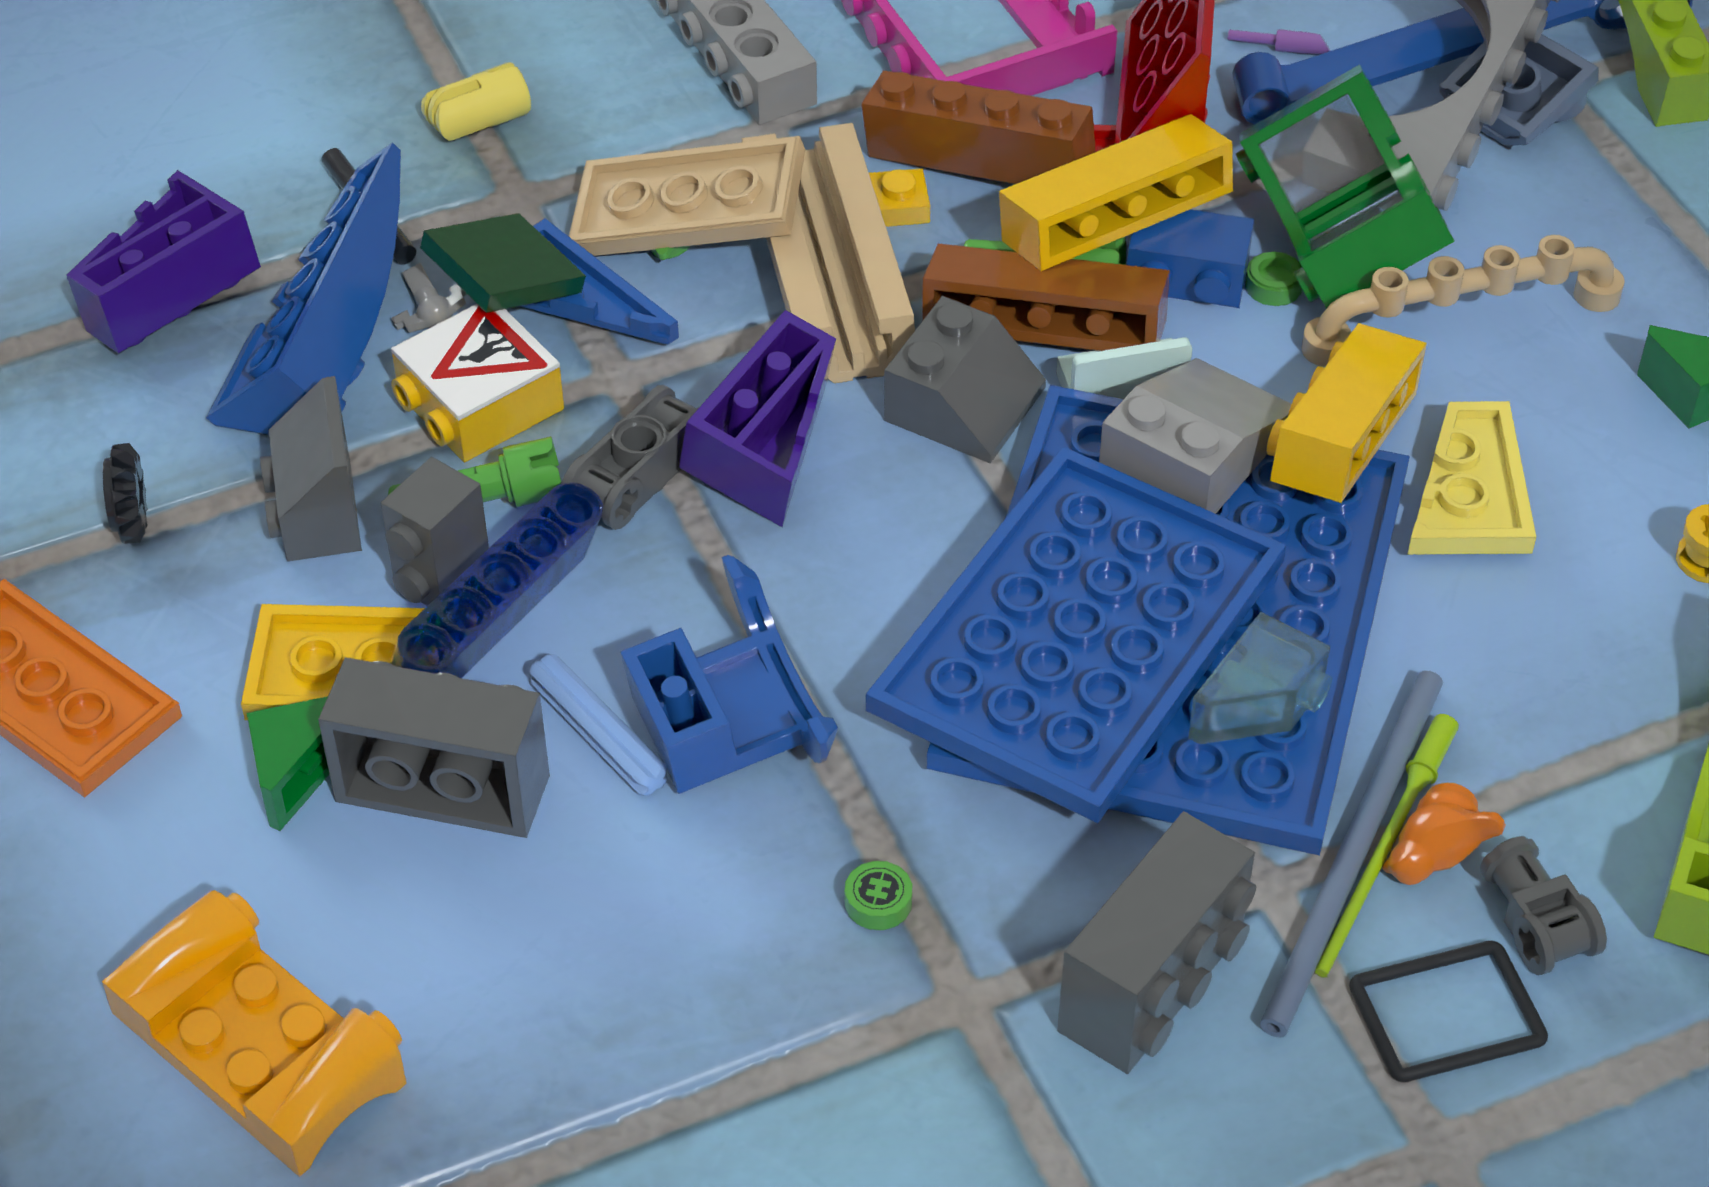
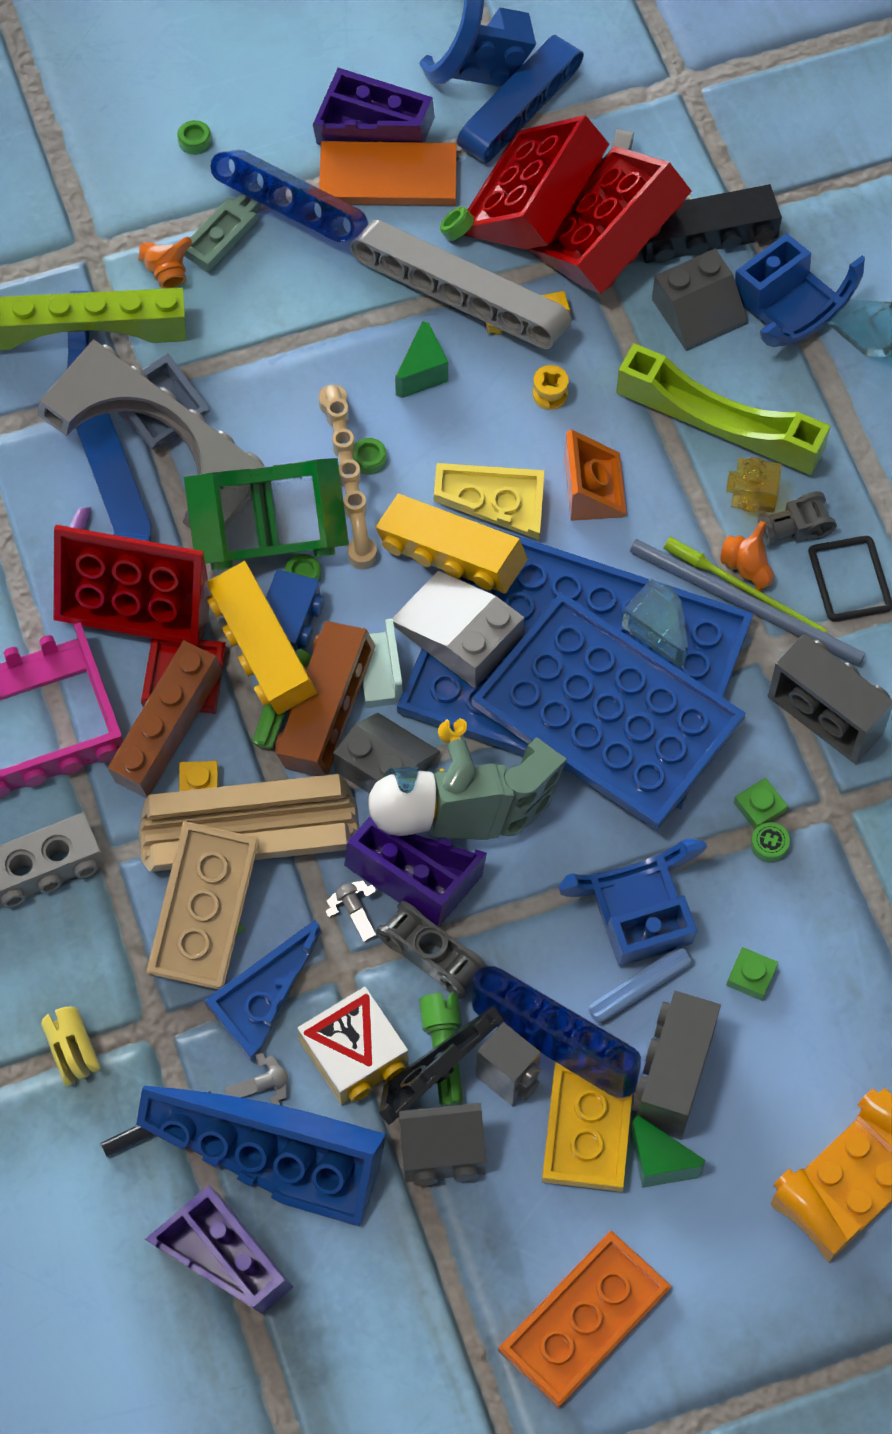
camera: 85 degrees left, 15 degrees up
(125, 493) = (445, 1265): black gear -> none
(419, 441) = (435, 1065): none -> black wing
(502, 262) = (266, 1019): dark green tile -> none
(627, 878) = (752, 973): none -> bright green plate
(716, 366) = (347, 894): none -> piece
(869, 439) = (466, 798): none -> sand green piece
(952, 880) = (760, 803): none -> bright green plate
(1508, 336) = (370, 455): none -> bright green tile
(1541, 598) = (593, 479): none -> orange slope
(1592, 829) = (754, 485): none -> clear yellow brick

